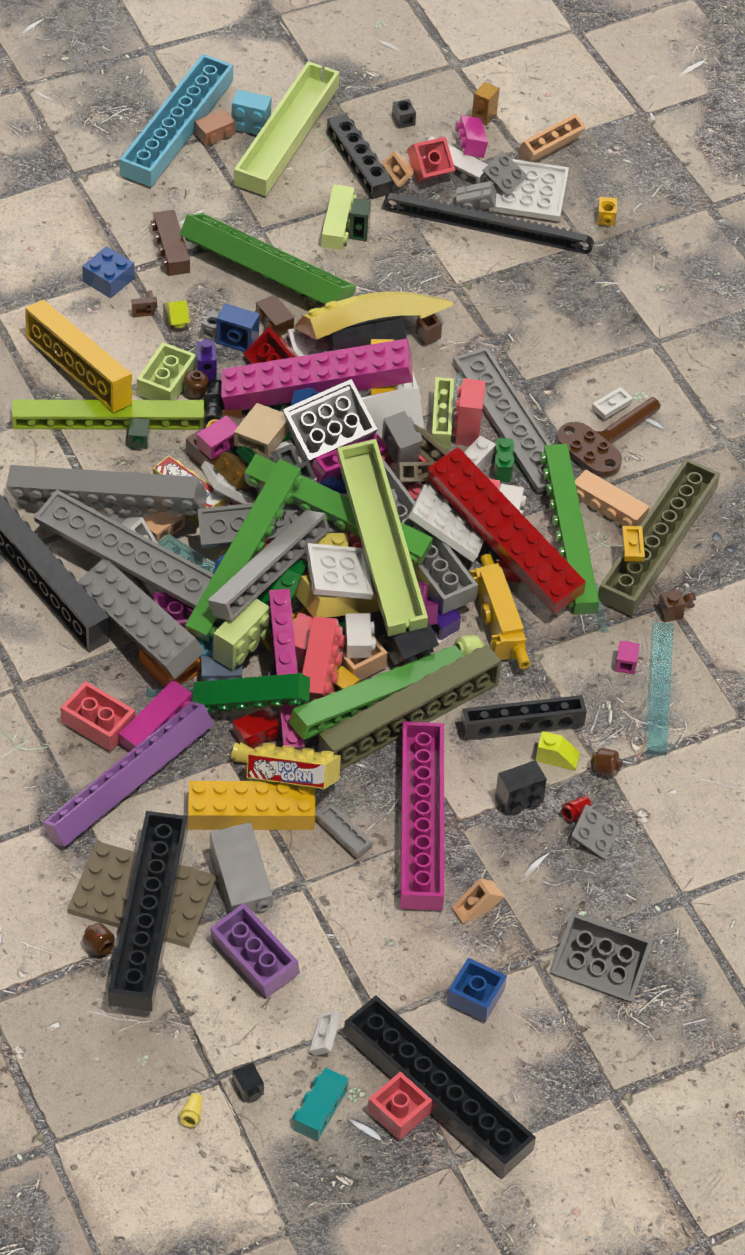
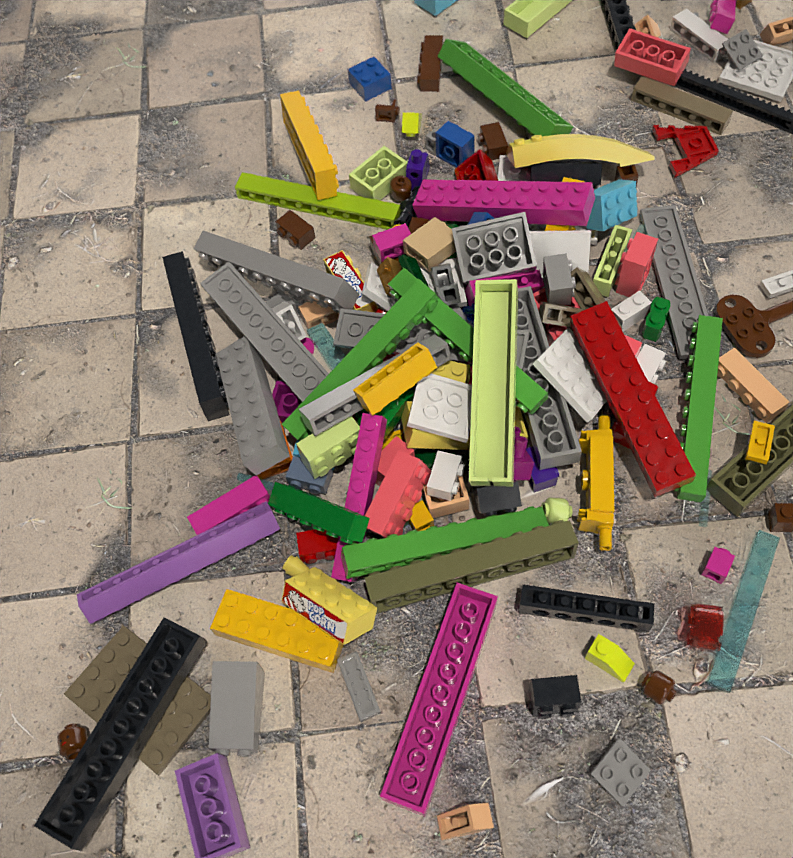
camera: 30 degrees right, 10 degrees up
(96, 715) = (177, 490): coral brick -> none
(97, 448) = (295, 229): none -> reddish brown brick
(138, 433) = (335, 223): dark green brick -> none
(290, 552) = (395, 378): none -> yellow brick
(337, 217) = (580, 65): yellowish green brick -> none
(360, 219) = (598, 69): dark green brick -> none
(415, 197) = (652, 57): none -> coral brick
(429, 357) = (613, 205): none -> medium azure brick
(430, 159) = (679, 26): coral slope -> none
(459, 242) = (681, 105): none -> dark tan brick
(477, 196) = (711, 66): light grey brick -> none
(484, 279) = (694, 143): none -> red wing
(572, 810) = (608, 734): red cone -> none
(631, 705) = (706, 626): none -> clear red brick

